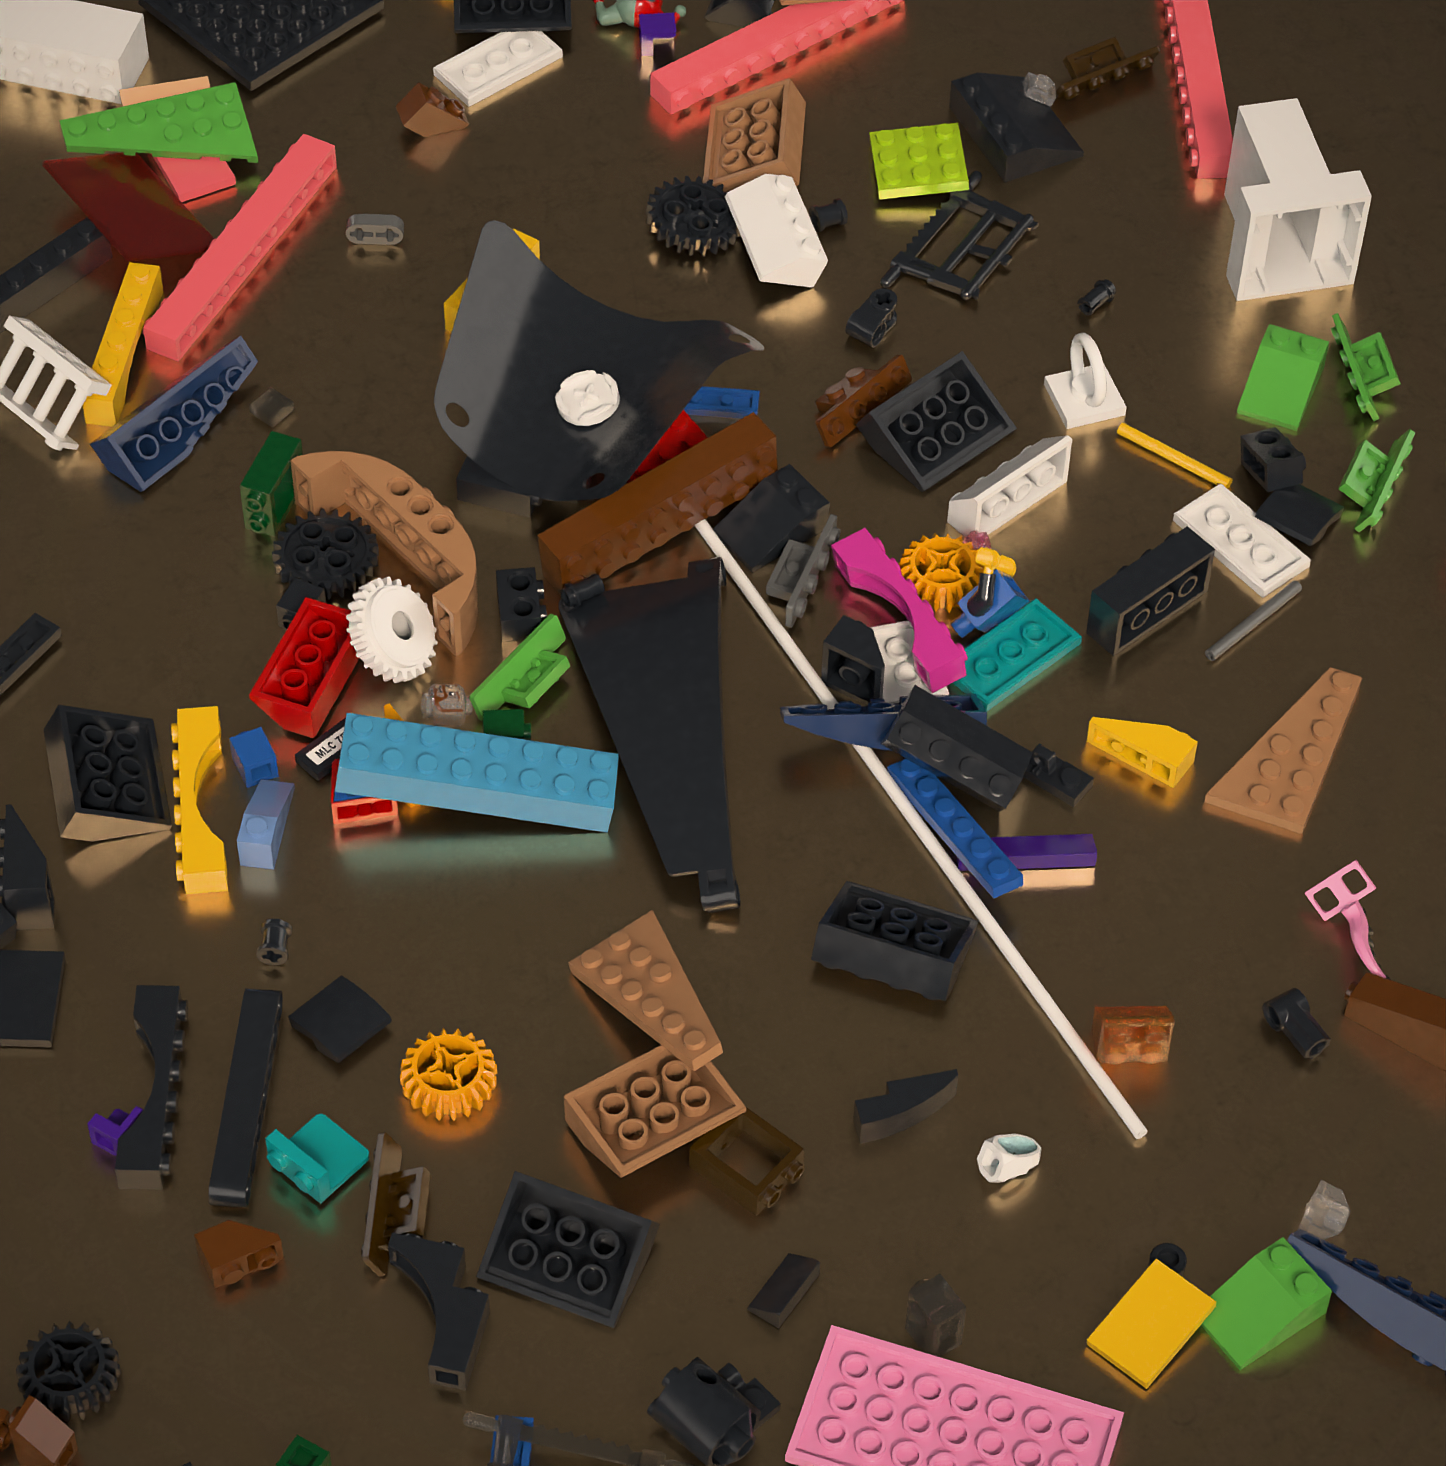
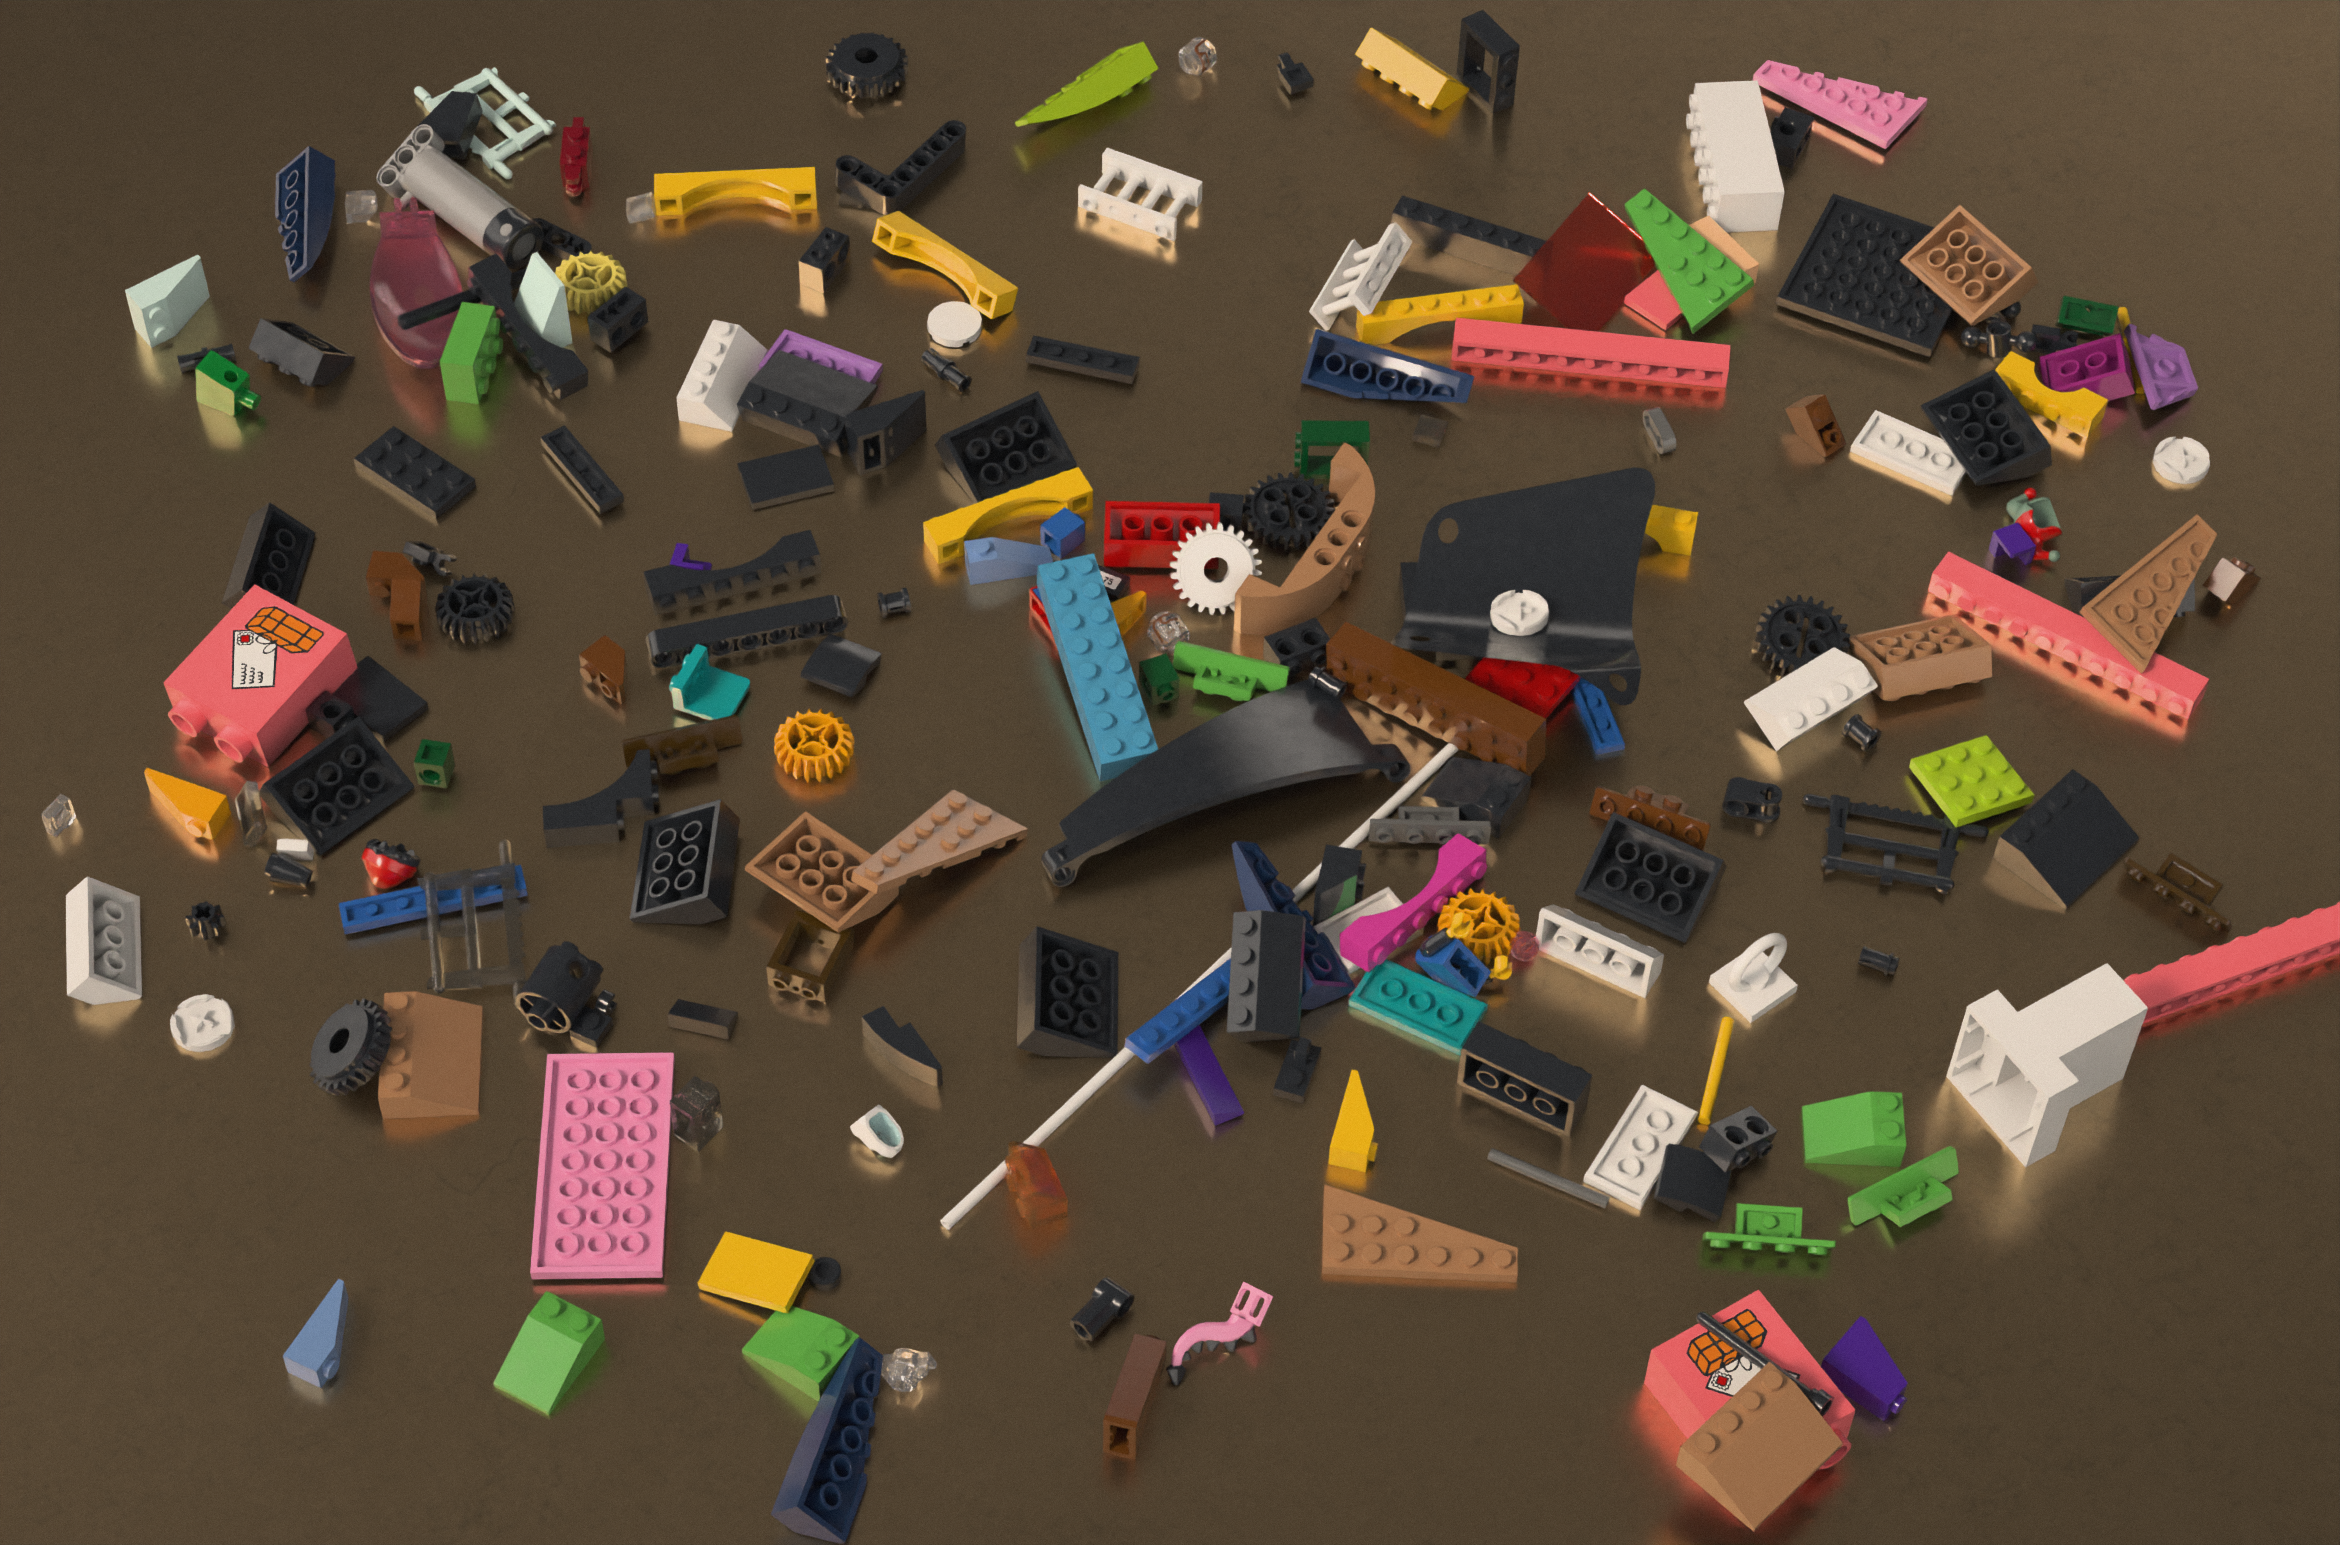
camera: 70 degrees right, 0 degrees up
(1039, 88) = (2122, 845): clear plate -> none

